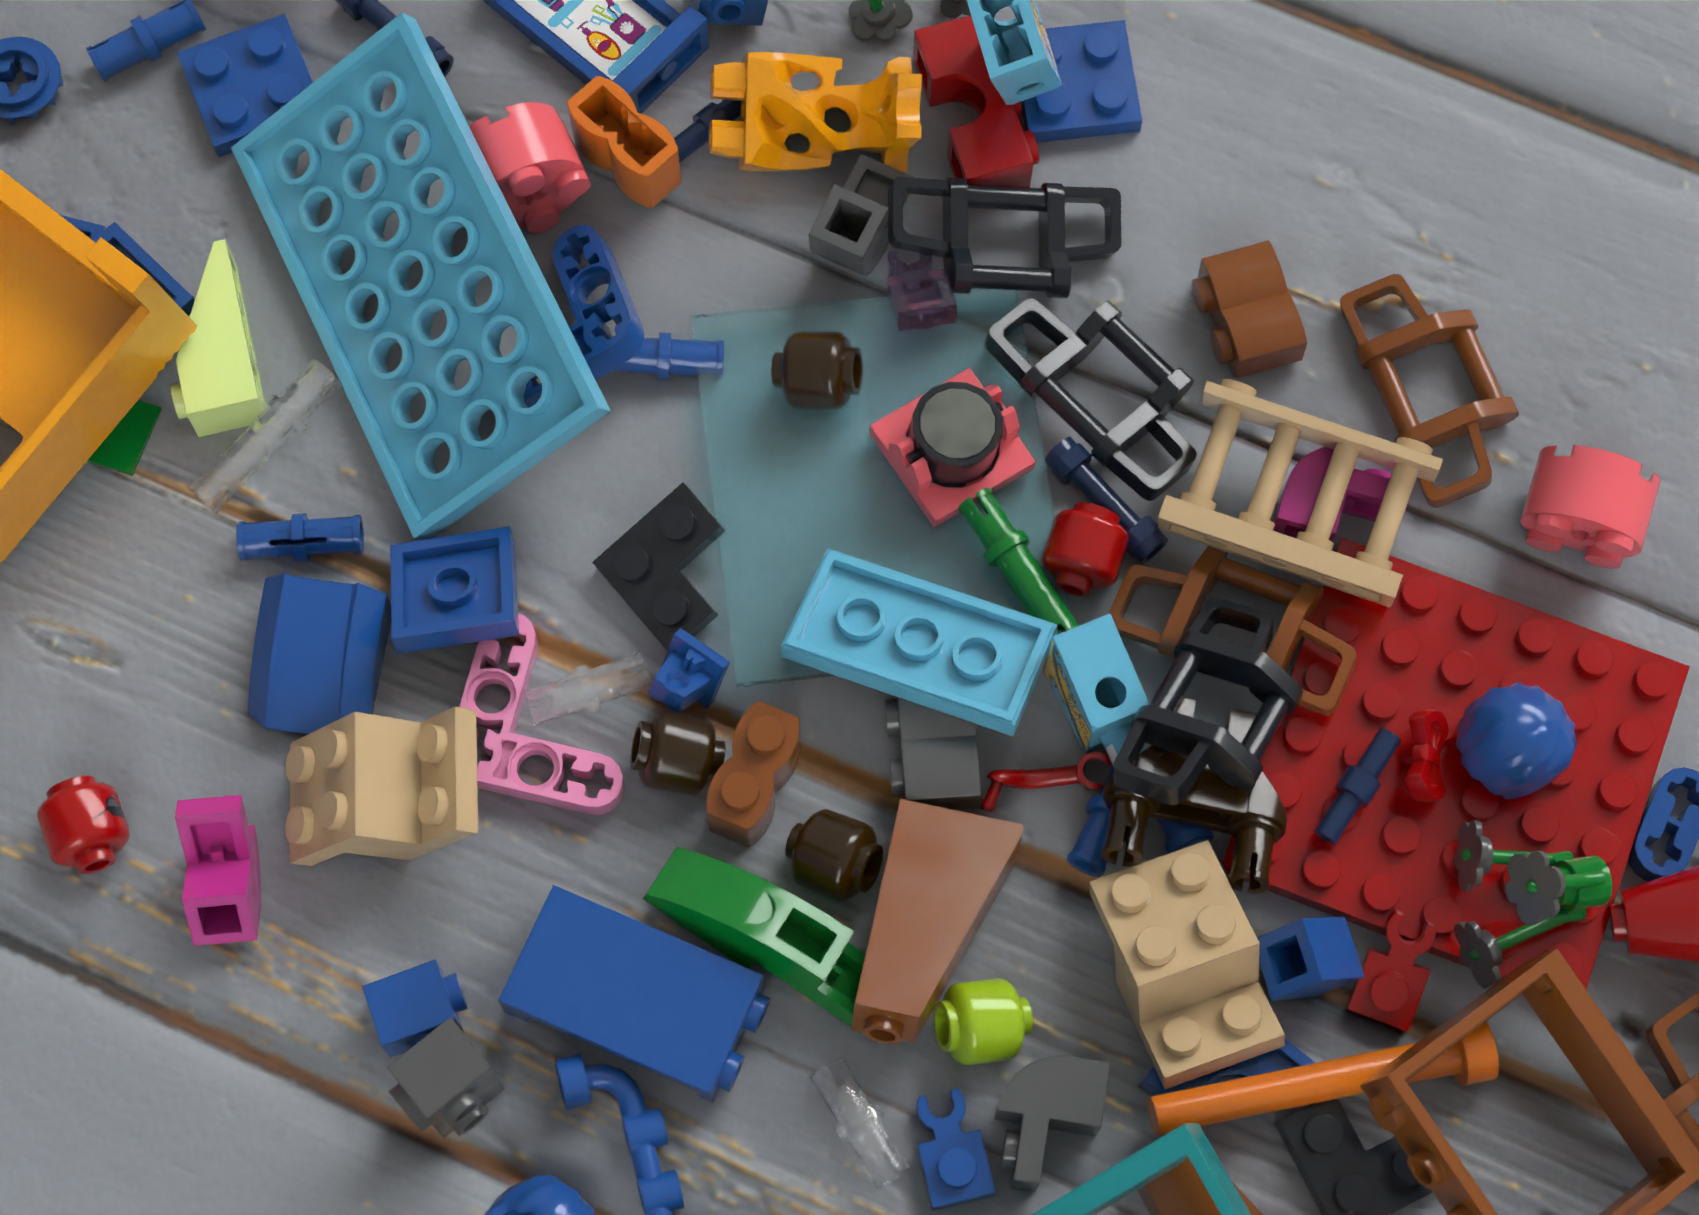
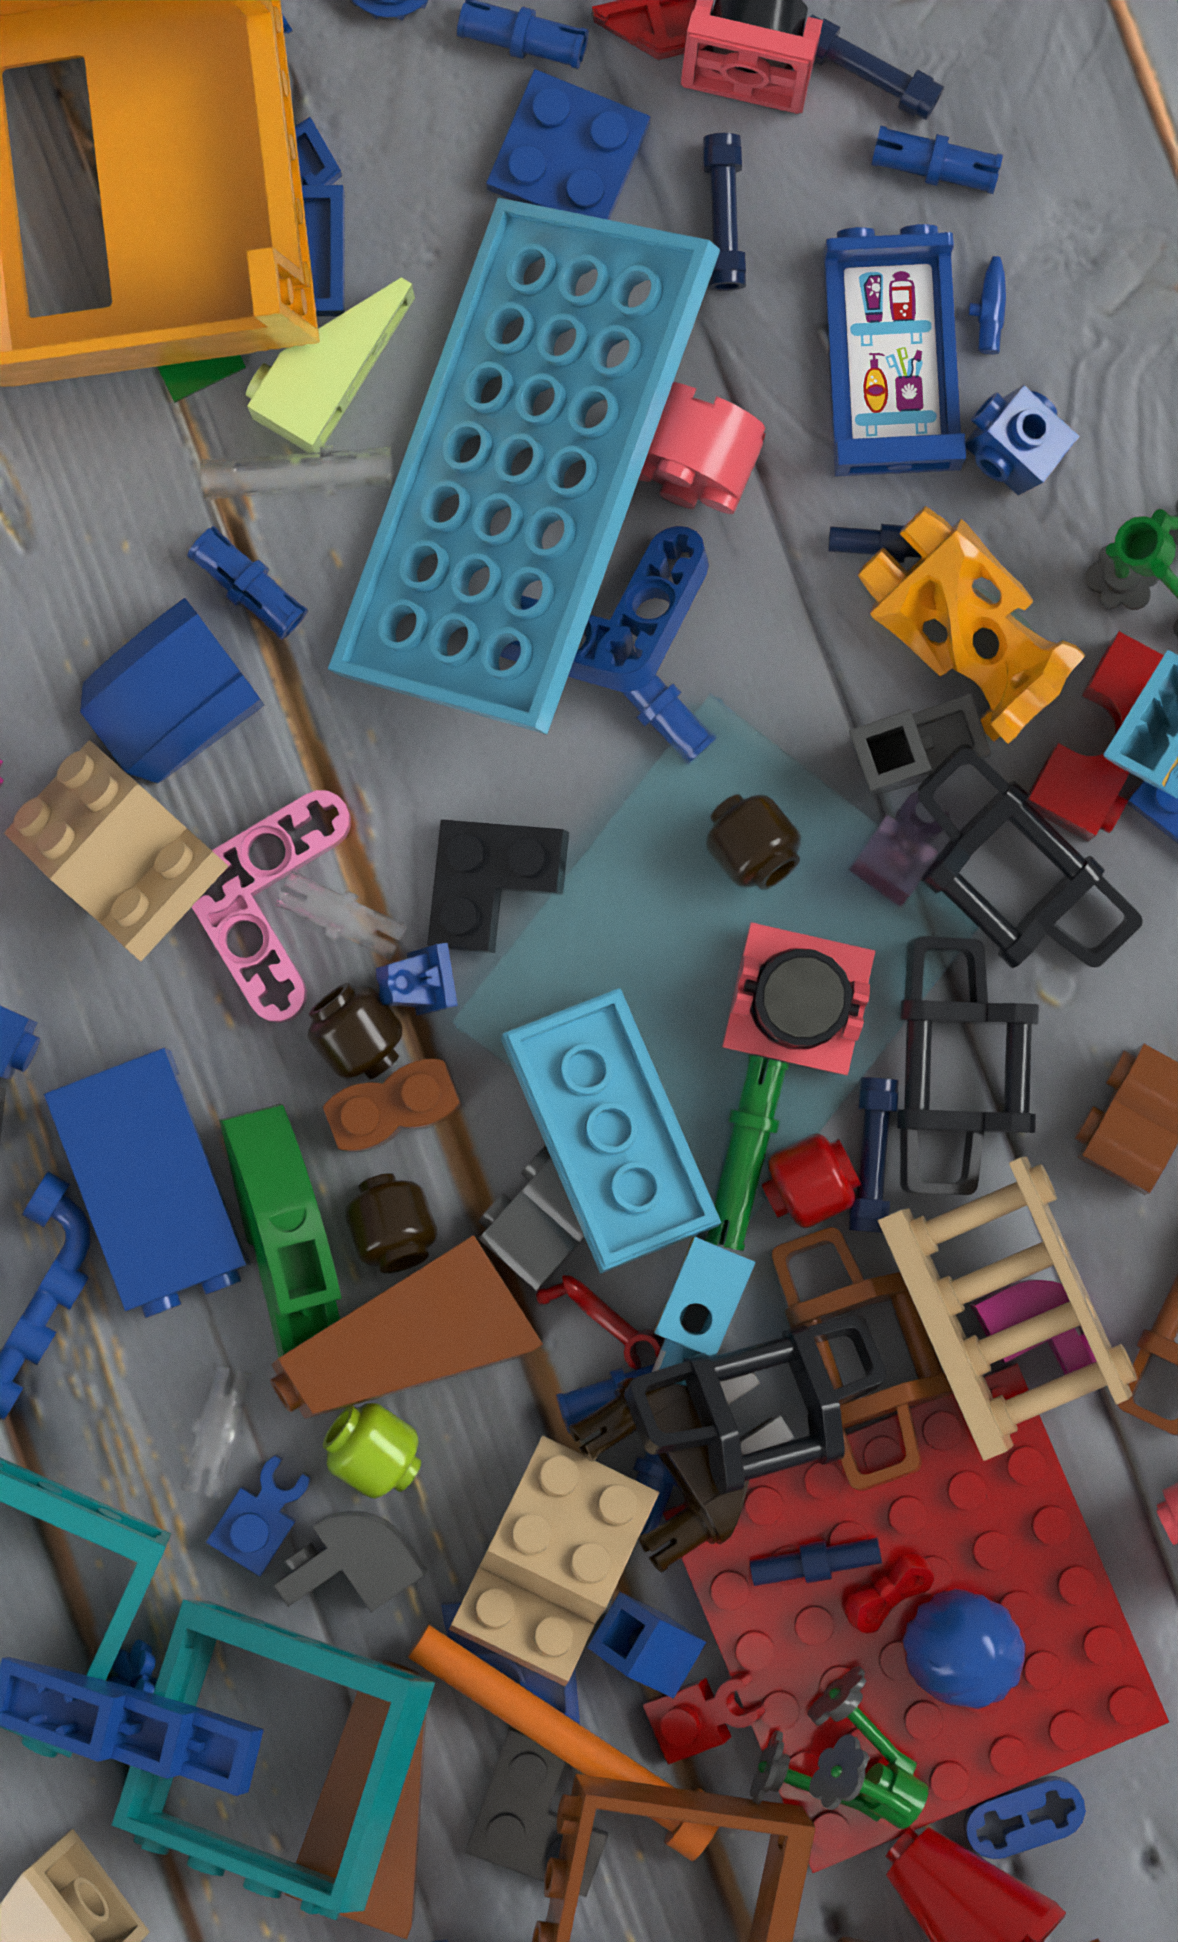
camera: 50 degrees right, 15 degrees up
(453, 590) = (314, 743): blue plate -> none
(624, 141) = (799, 514): orange brick -> none

